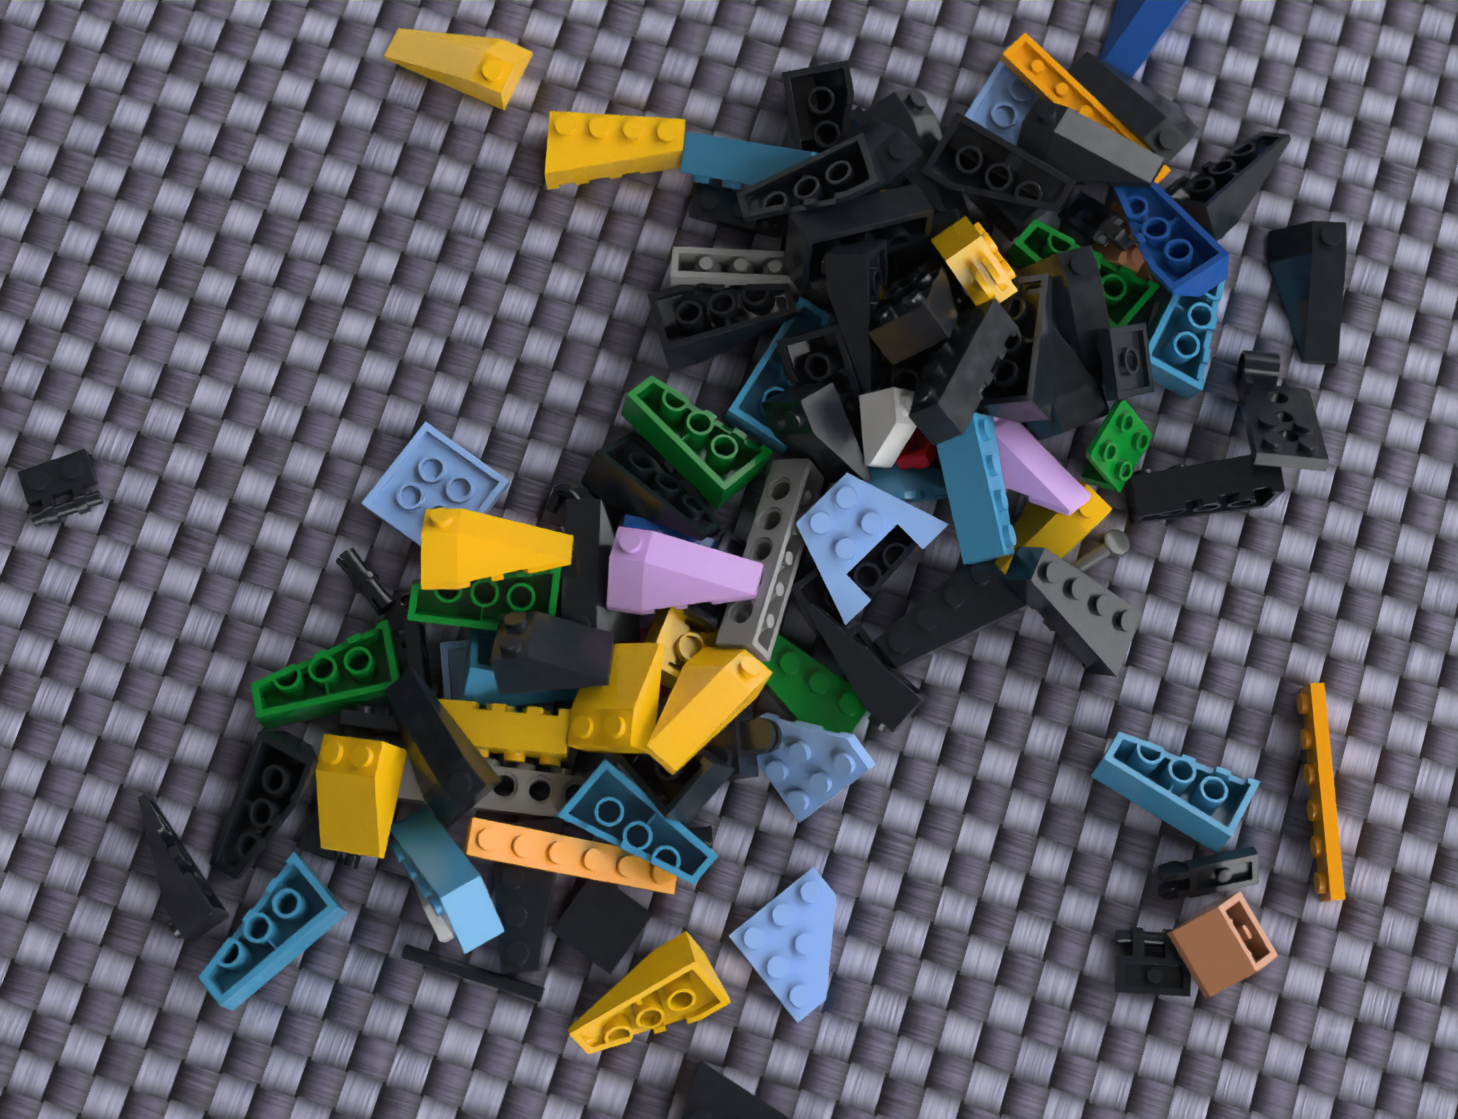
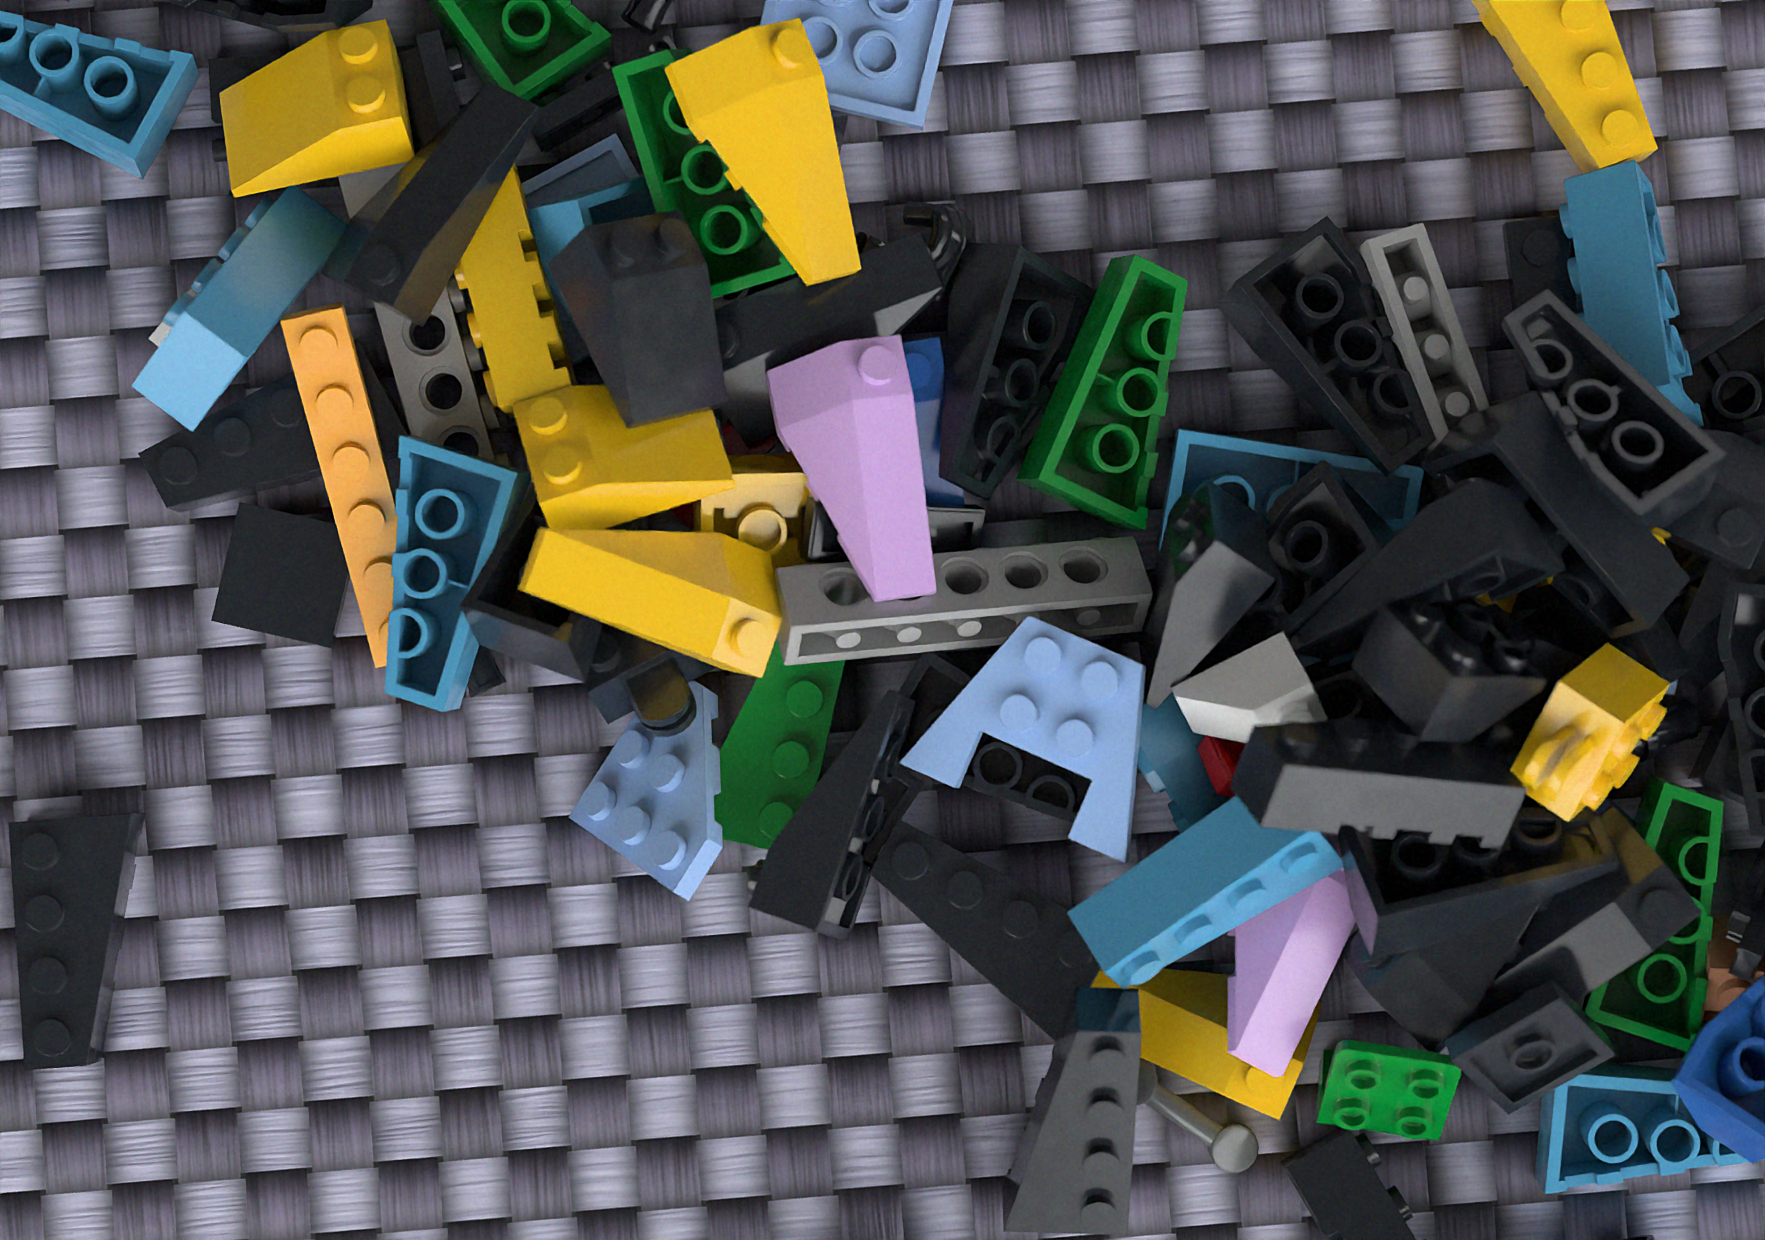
camera: 70 degrees right, 10 degrees up
(473, 973) = (131, 409): black bar -> none
(661, 990) = (225, 711): yellow wedge -> none
(792, 943) = (377, 883): light blue plate -> none

